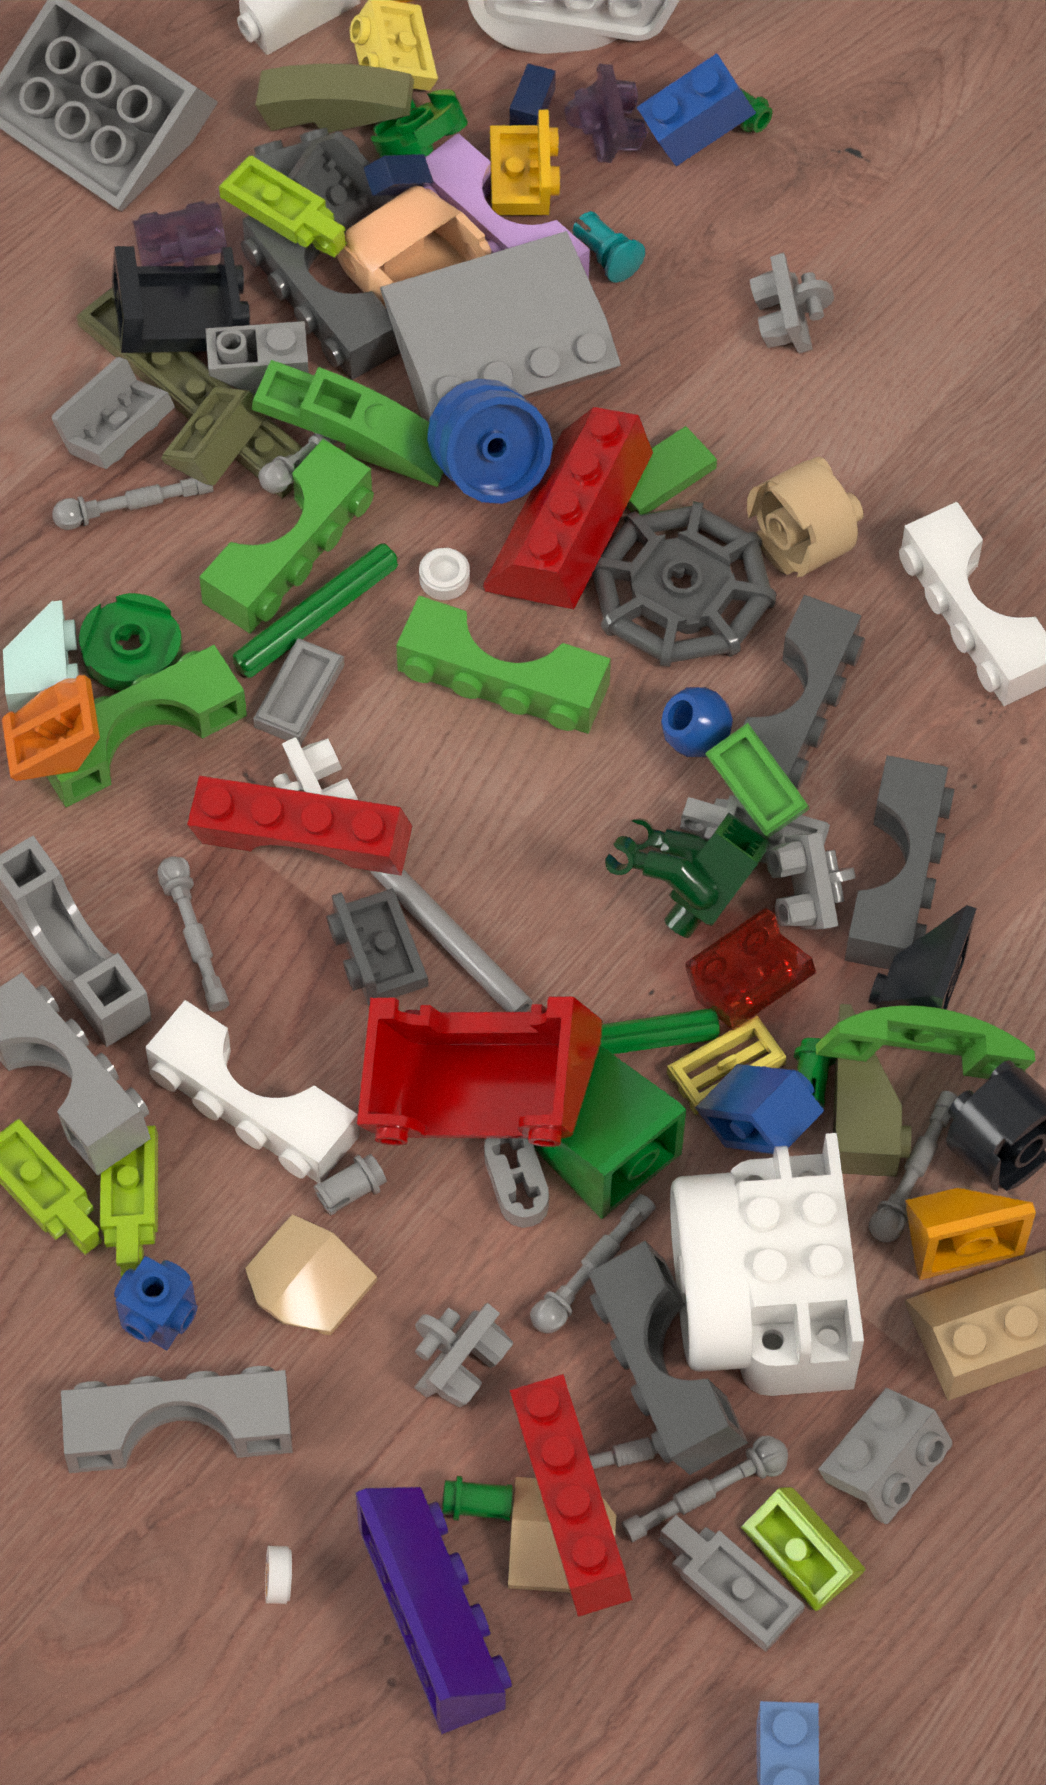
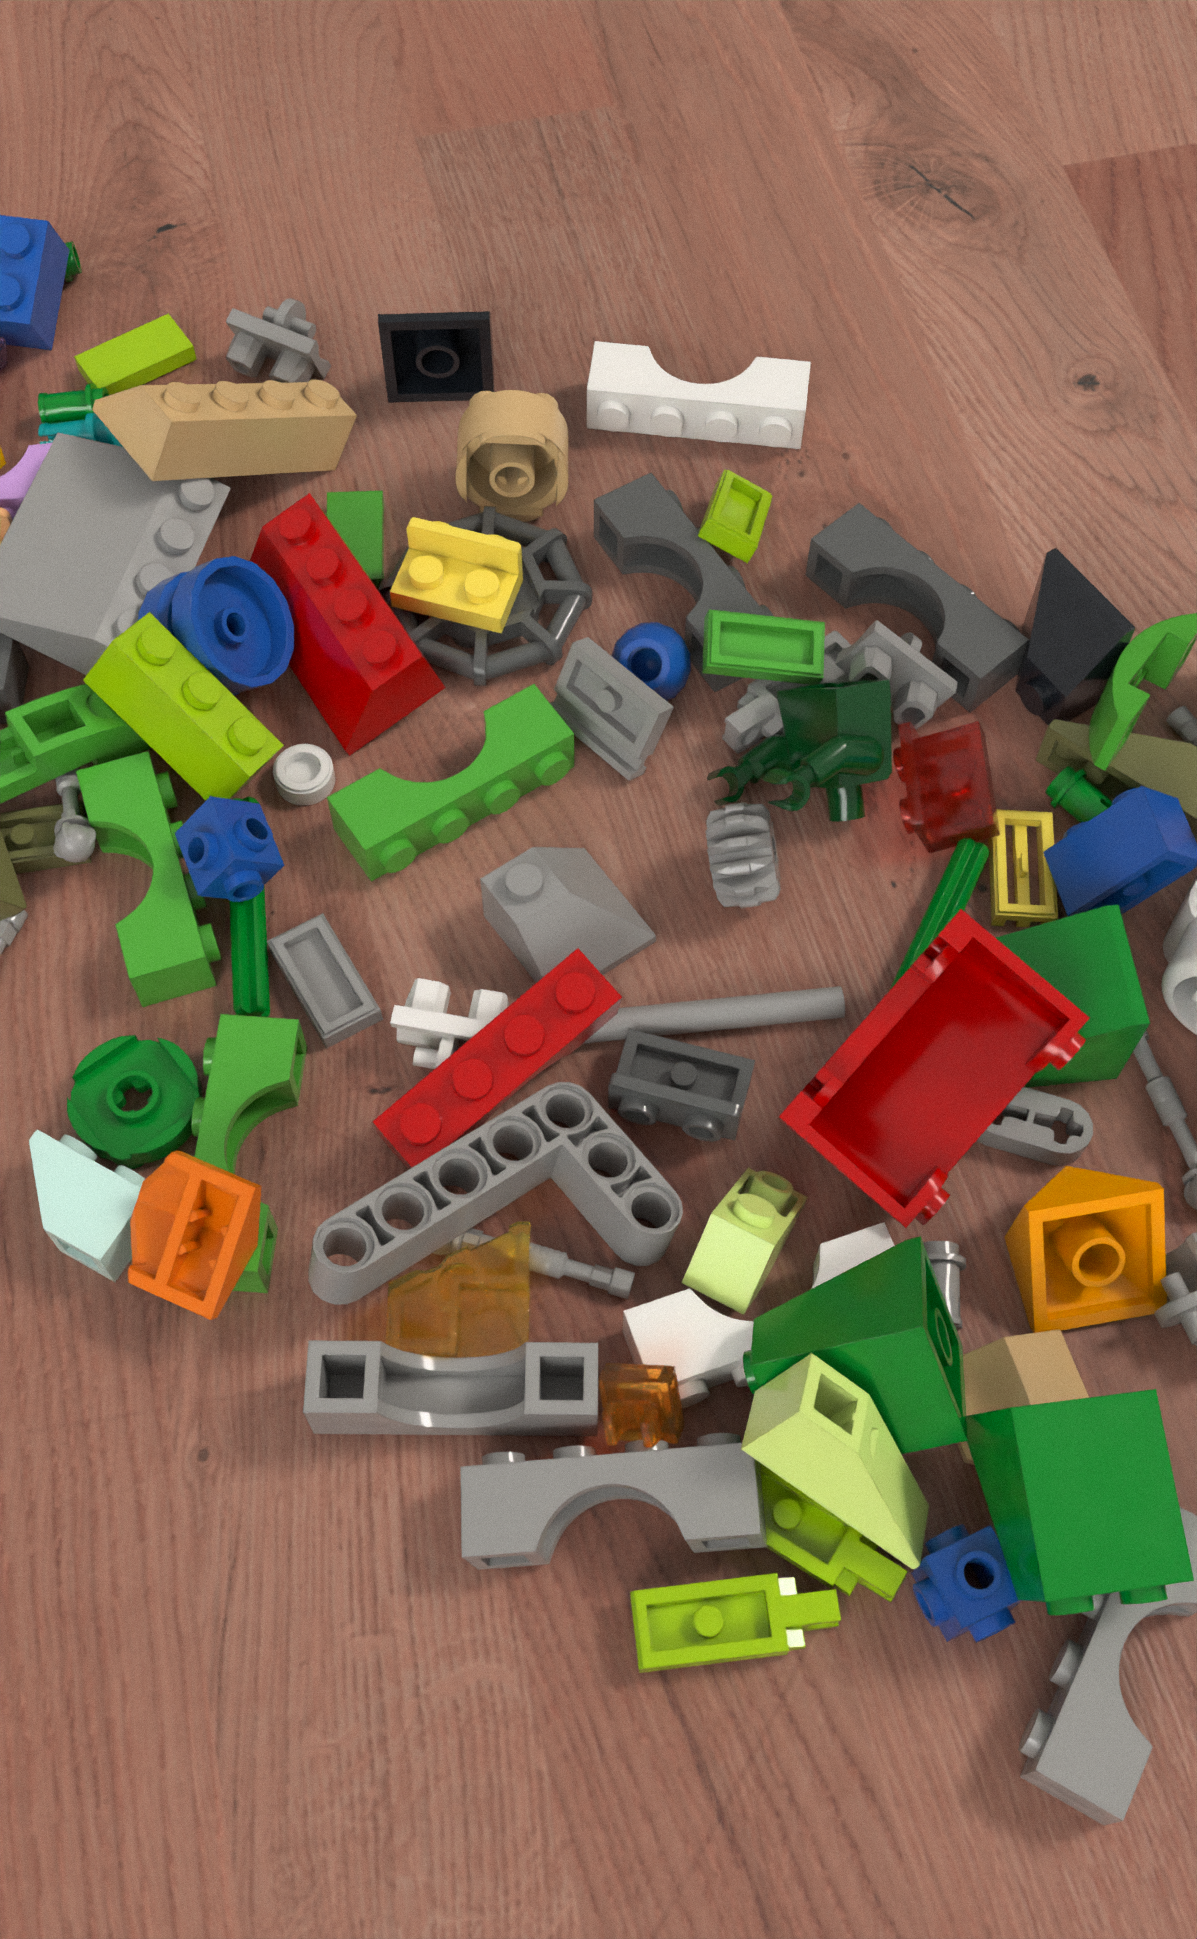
camera: 55 degrees left, 0 degrees up
(128, 1044) = (640, 1403): none -> clear orange tile
(134, 915) = (468, 1303): none -> clear yellow slope
(166, 1170) = (839, 1452): none -> yellowish green slope
(210, 876) = (495, 1182): none -> light grey beam
(235, 1309) = (1082, 1499): none -> green slope
(248, 1151) = (883, 1332): none -> green slope
(295, 1047) = (744, 1239): none -> yellowish green slope
(329, 566) = (229, 849): none -> blue brick
(408, 466) = (181, 710): none -> lime brick
(435, 1251) = (1089, 1250): none -> light orange slope
(456, 797) = (560, 902): none -> light grey slope
(574, 874) = (743, 855): none -> light grey gear
(628, 218) = (69, 405): none -> green pin
(635, 719) = (610, 708): none -> light grey plate
(663, 329) = (229, 428): none -> tan slope
(665, 555) = (458, 575): none -> light yellow bracket
(708, 223) = (137, 356): none -> lime tile
(866, 411) = (436, 355): none -> black slope
(877, 696) = (735, 515): none -> lime tile

